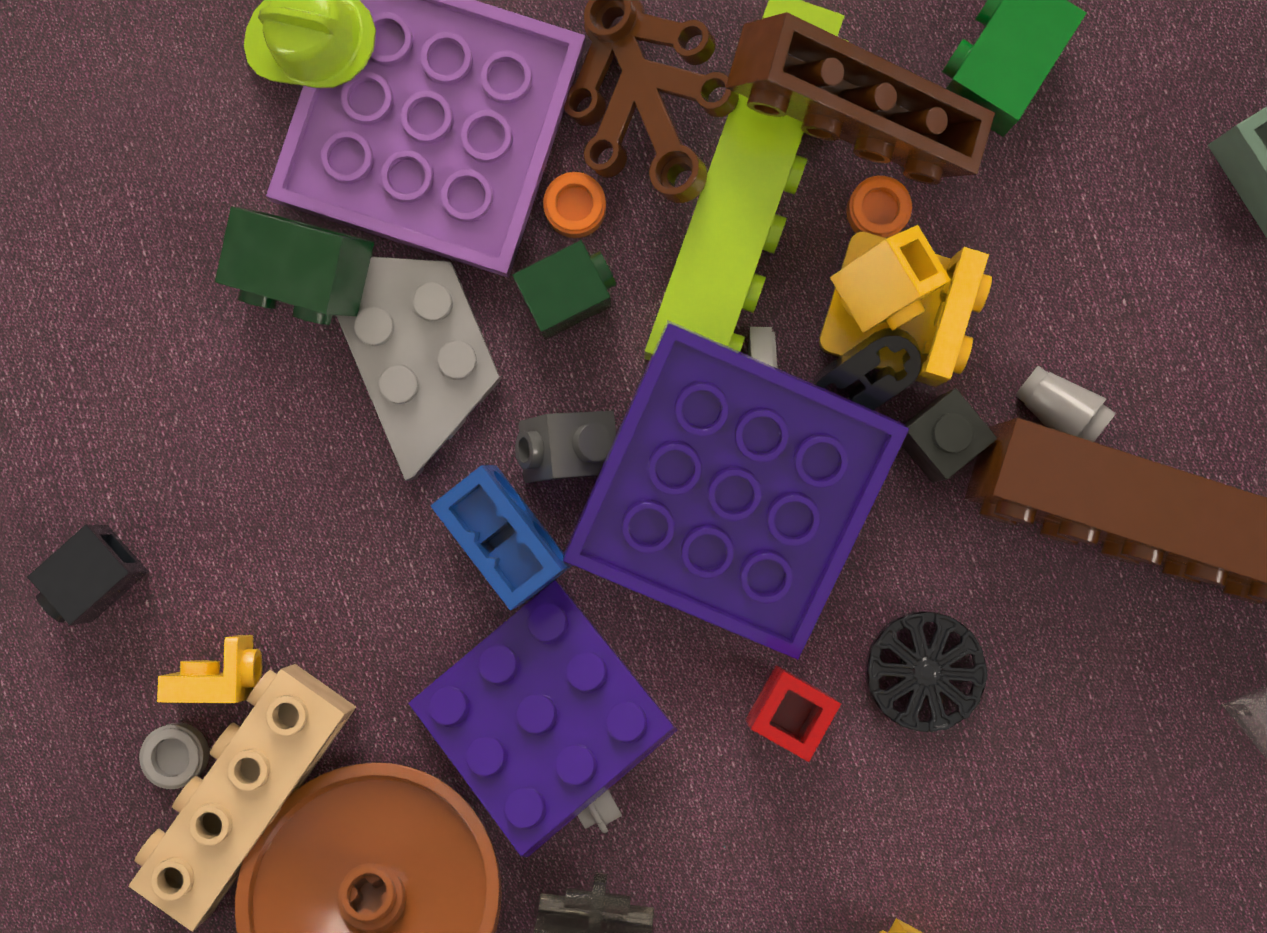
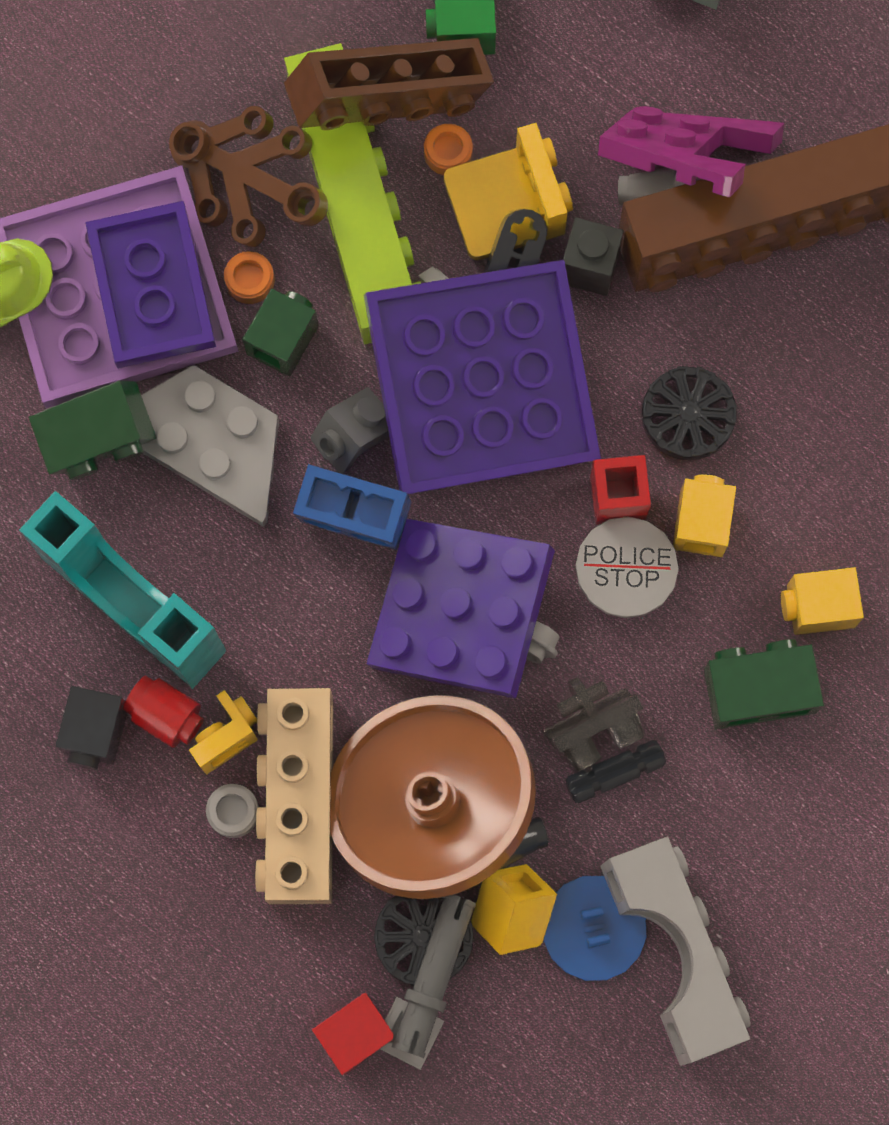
camera: 35 degrees left, 10 degrees down
(168, 610) = (164, 711): none -> red brick
(189, 391) = (158, 623): none -> teal arch
(457, 146) = (150, 284): none -> dark purple plate
(741, 795) = (626, 567): none -> light grey piece
(862, 796) = (704, 516): none -> yellow brick
(890, 281) = (486, 181): yellow brick -> none
(1126, 380) = (685, 142): none -> magenta wing

